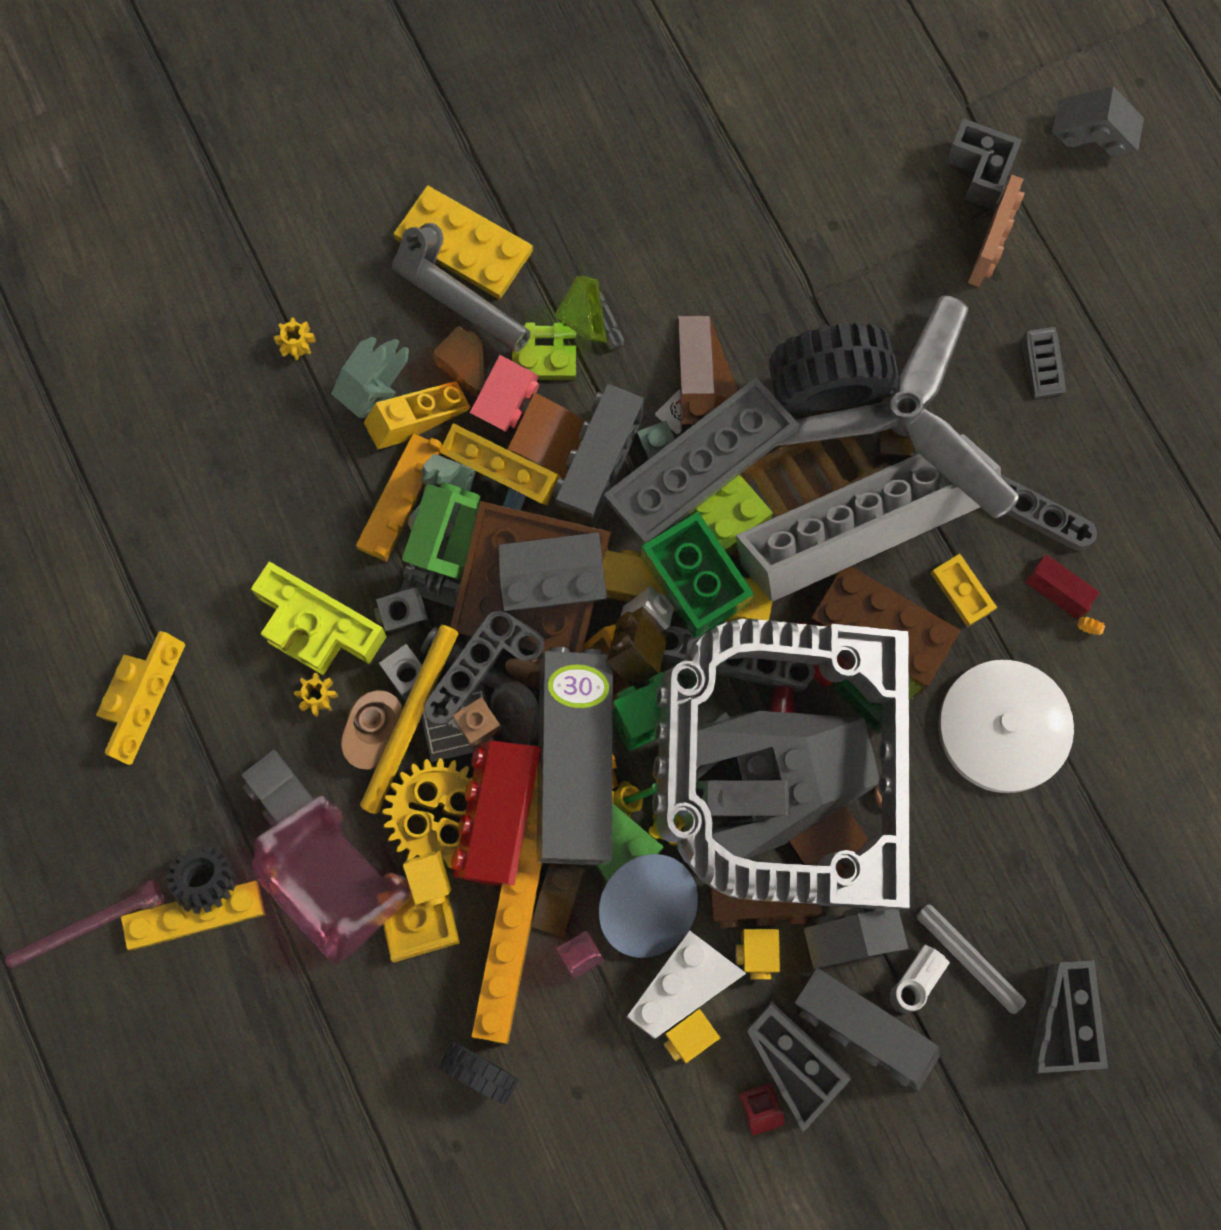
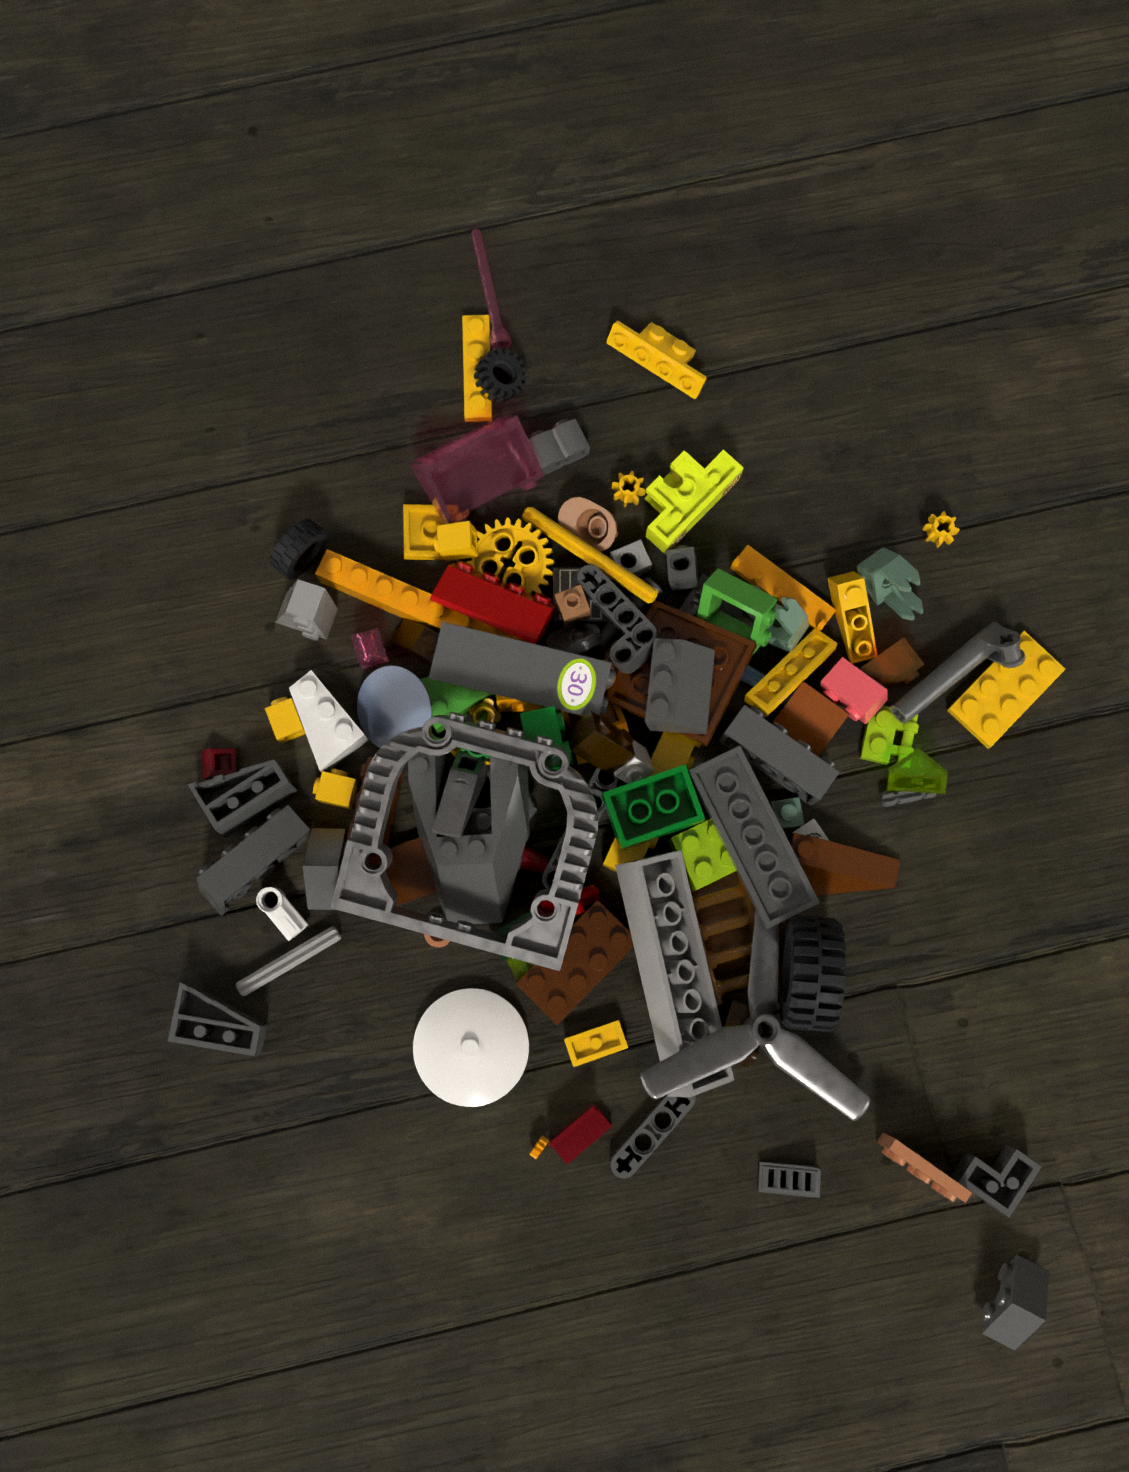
camera: 105 degrees right, 5 degrees up
(553, 1048) = (308, 610): none -> light grey wedge

